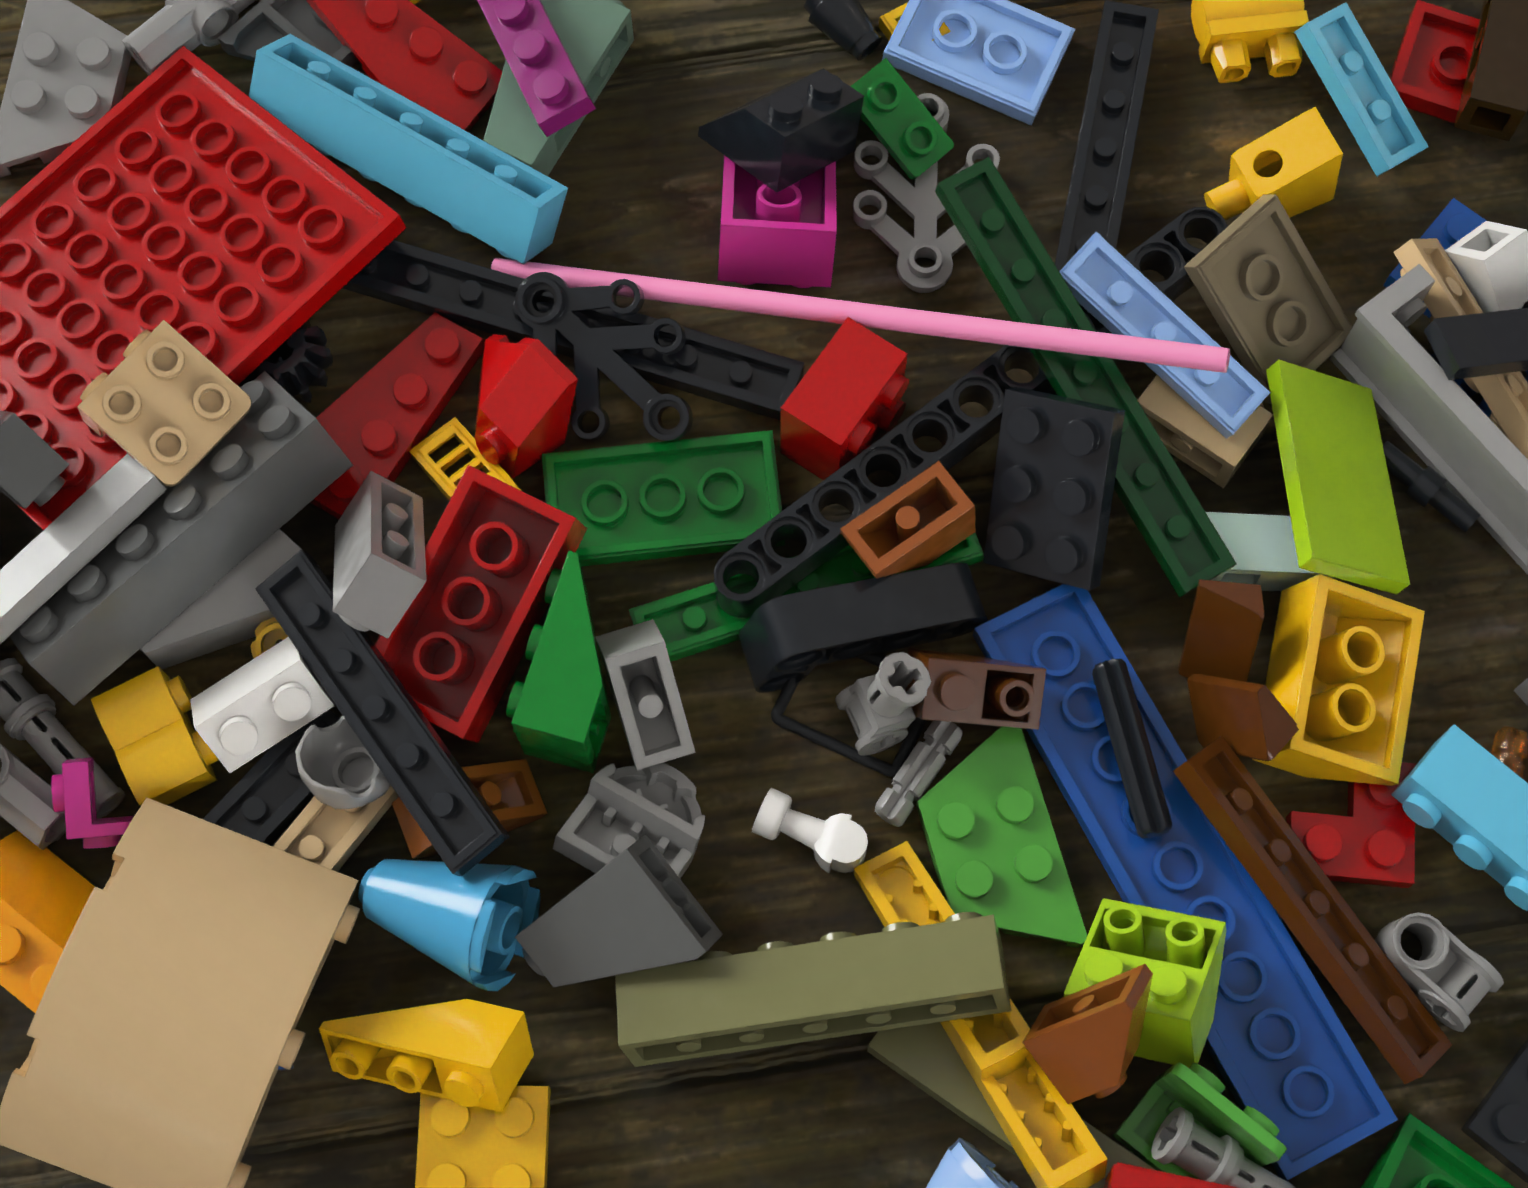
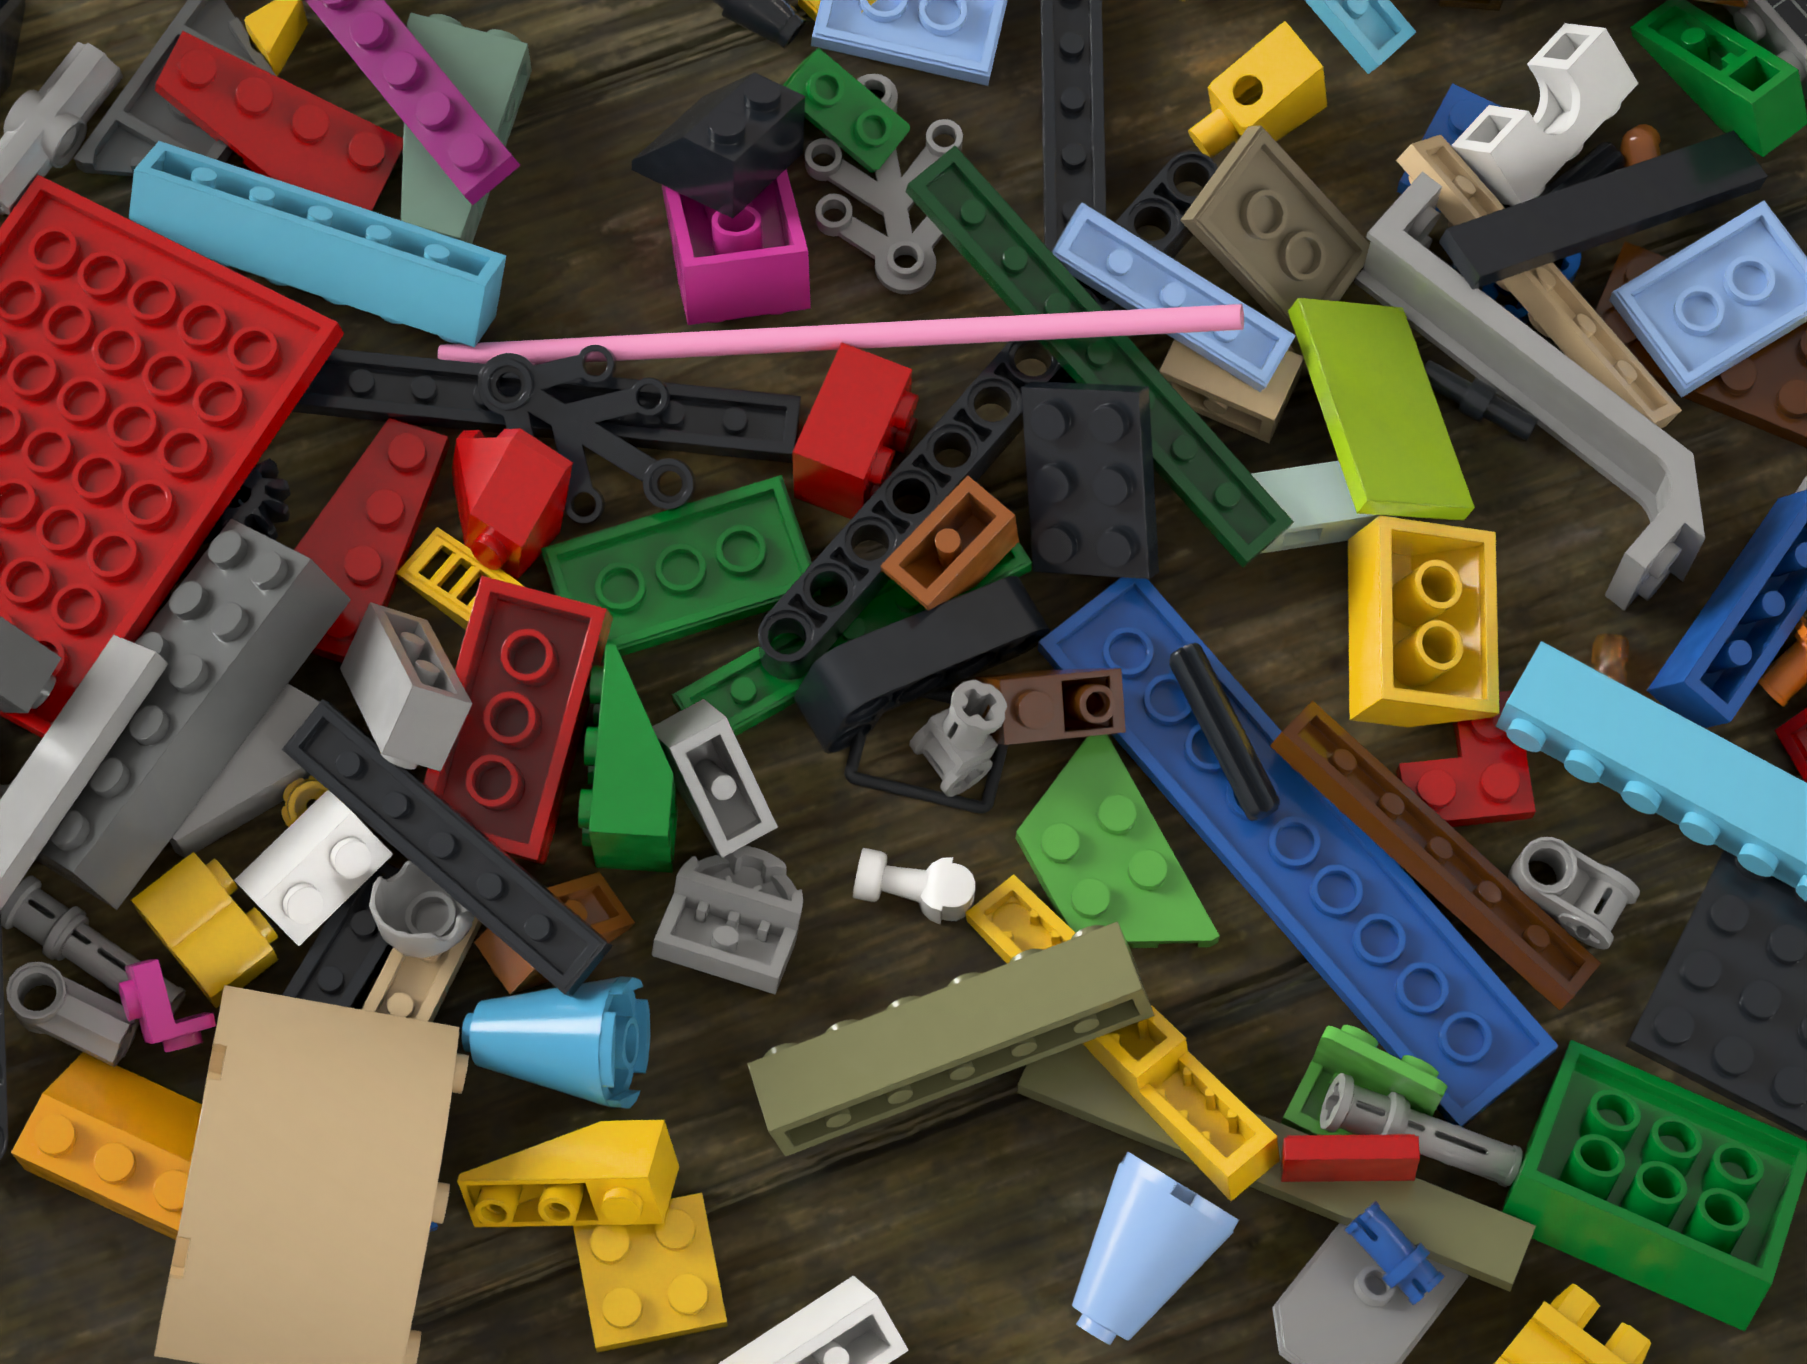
camera: 15 degrees left, 0 degrees up
(164, 404) = (145, 574): tan bracket -> none
(619, 922) = (739, 1011): dark grey slope -> none
(918, 772) = (1010, 801): light grey axle -> none
(1091, 1035) = (1239, 1020): dark orange slope -> none
(1185, 966) = (1283, 962): lime slope -> none
(1223, 630) = (1294, 599): reddish brown slope -> none
(1242, 713) = (1328, 674): reddish brown slope -> none

